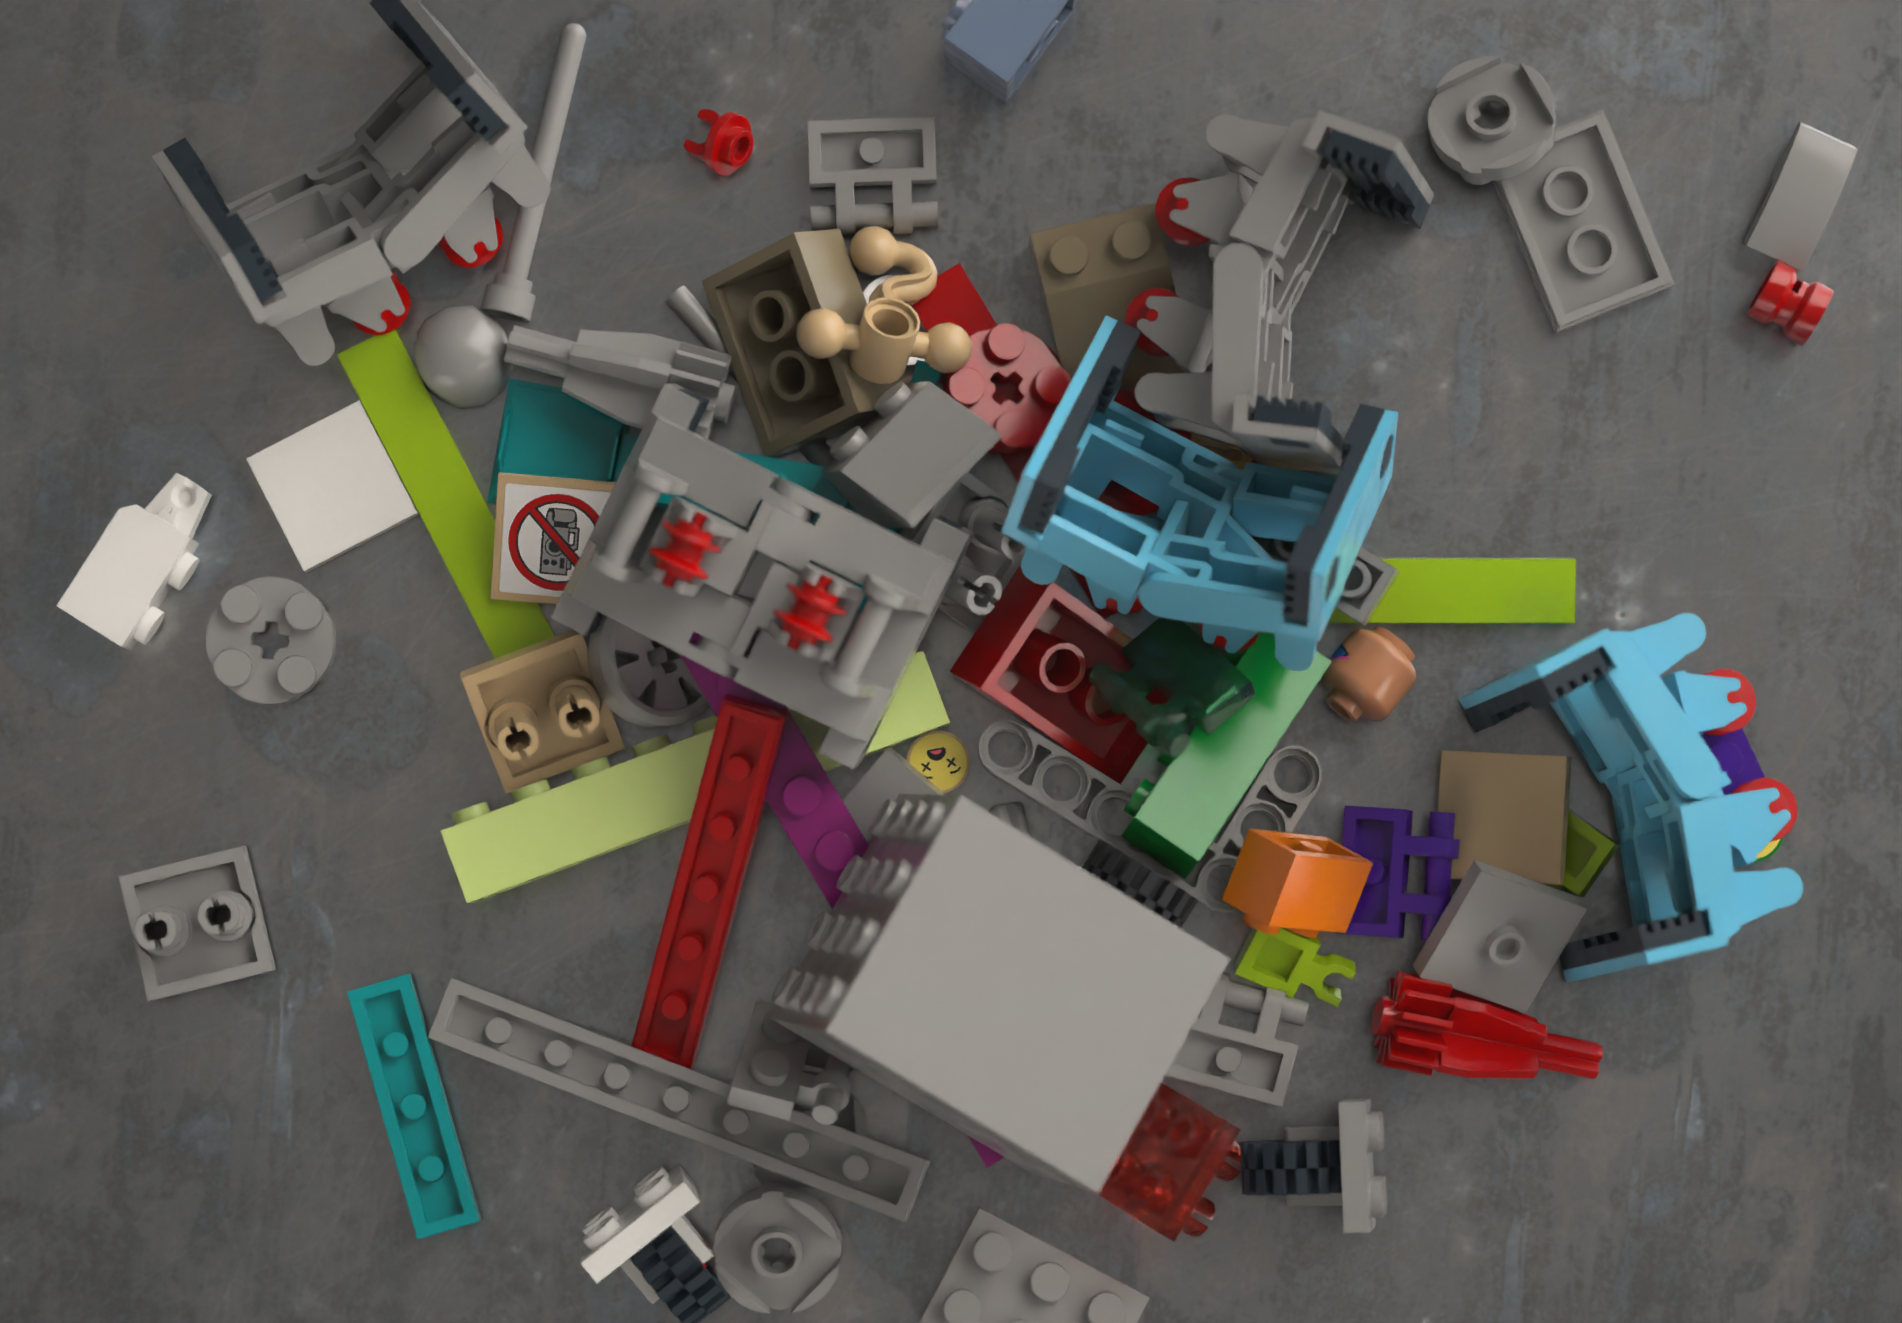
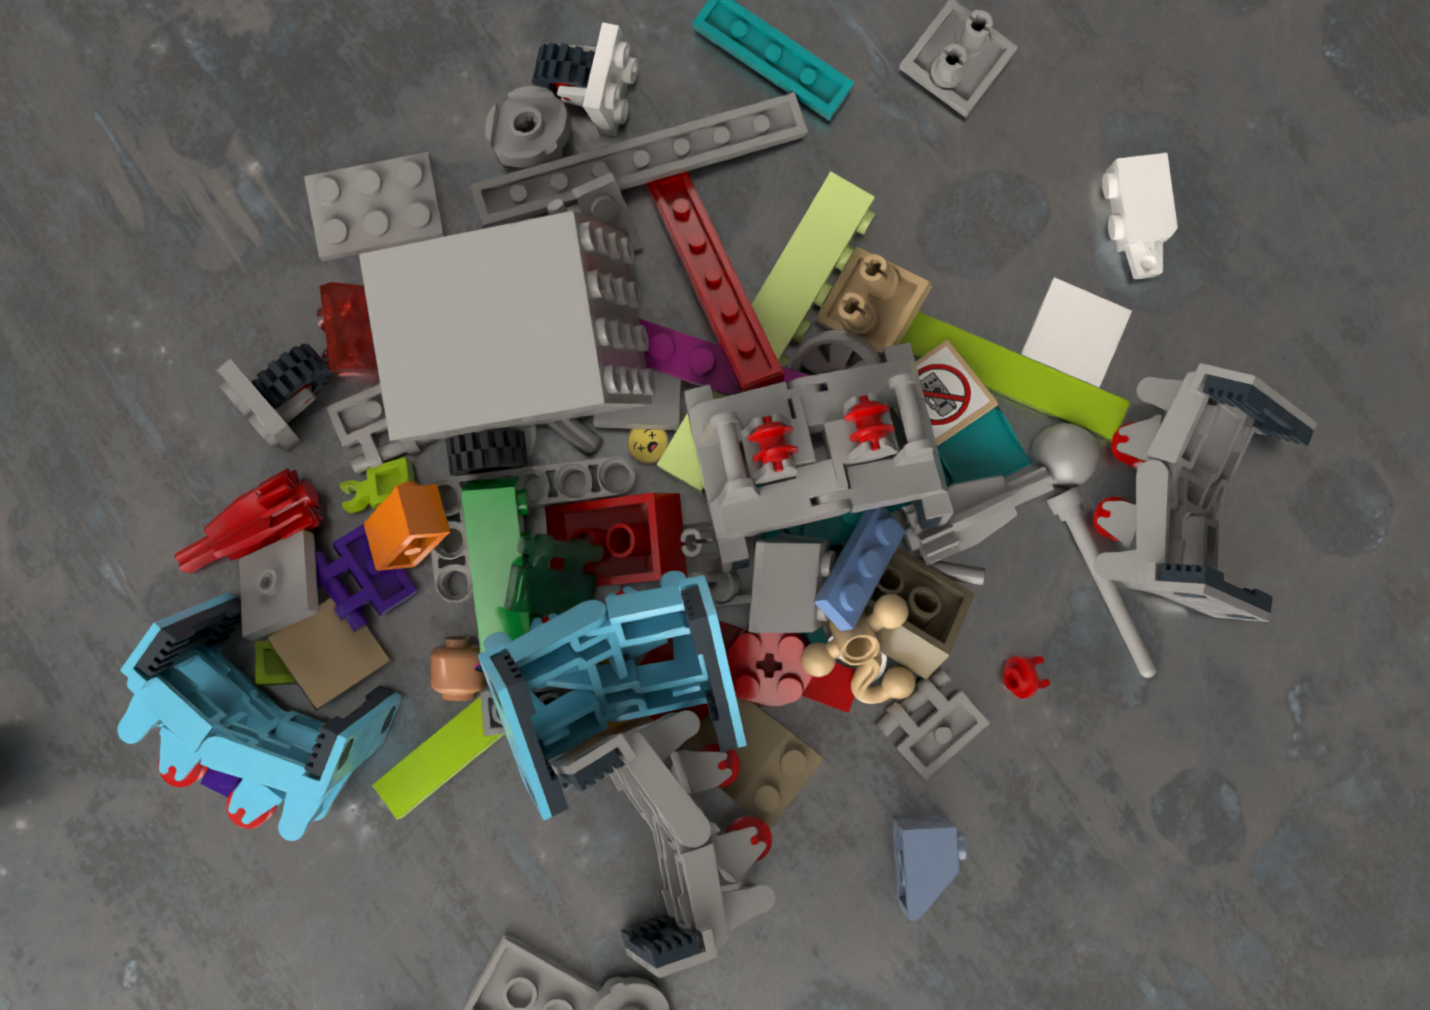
camera: 145 degrees right, 0 degrees up
(294, 669) = (1047, 206): light grey plate -> none
(816, 410) = (859, 567): none -> medium blue plate

